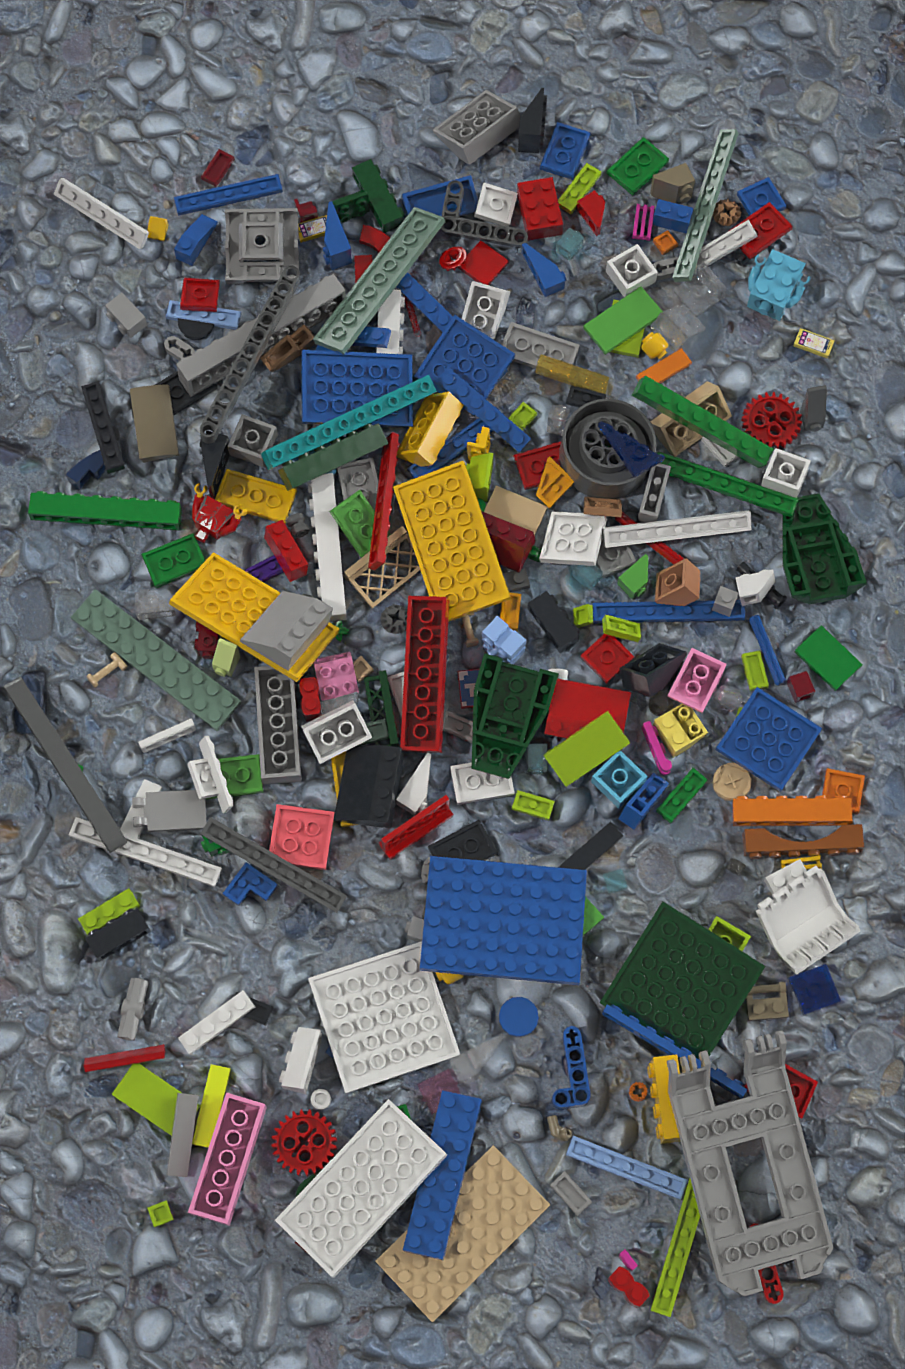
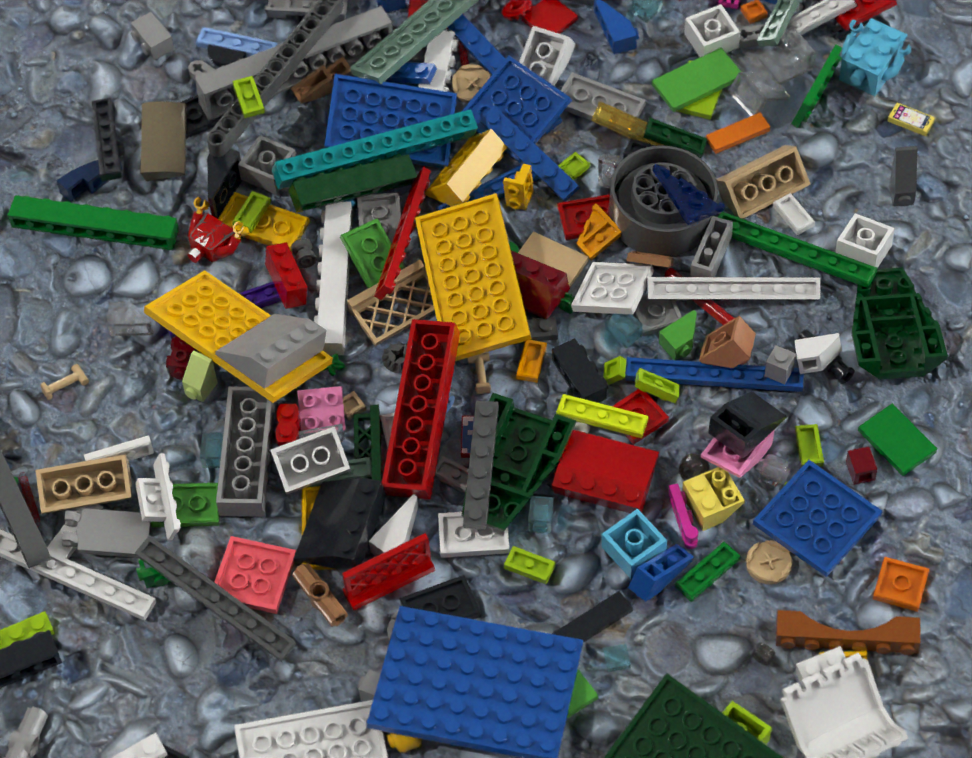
camera: 10 degrees right, 15 degrees down
(98, 787) = (29, 495): none -> red piece
(143, 770) = (84, 484): none -> tan slope
(156, 660) = (122, 377): sand green plate -> none
(173, 560) = (158, 277): green tile -> none
(200, 294) = (236, 23): red tile -> none
(231, 387) = (248, 97): none -> lime plate
(245, 488) = (252, 210): none -> lime tile
(248, 724) = (211, 450): none -> clear light blue brick
(249, 880) = (181, 616): blue plate -> none
(369, 859) = (326, 604): none -> medium nougat piece
(421, 339) = (469, 81): none -> tan tile
(480, 474) = (517, 216): lime slope -> none
(482, 722) = (480, 465): none -> dark grey plate
(503, 641) = (518, 383): light blue brick -> none
(578, 662) = (602, 416): none -> neon yellow tile
(586, 748) = (598, 504): lime tile -> none
(609, 381) = (675, 137): none -> dark green tile
(652, 669) = (681, 432): black slope -> none
(654, 346) = (729, 107): yellow head -> none
(702, 422) = (773, 179): green brick -> none
(703, 663) = (744, 423): none -> black slope
(729, 323) = (818, 86): none -> green plate
(767, 650) = (826, 425): blue axle -> none
(780, 408) = (854, 190): red gear -> none
(792, 811) = (836, 597): orange brick -> none

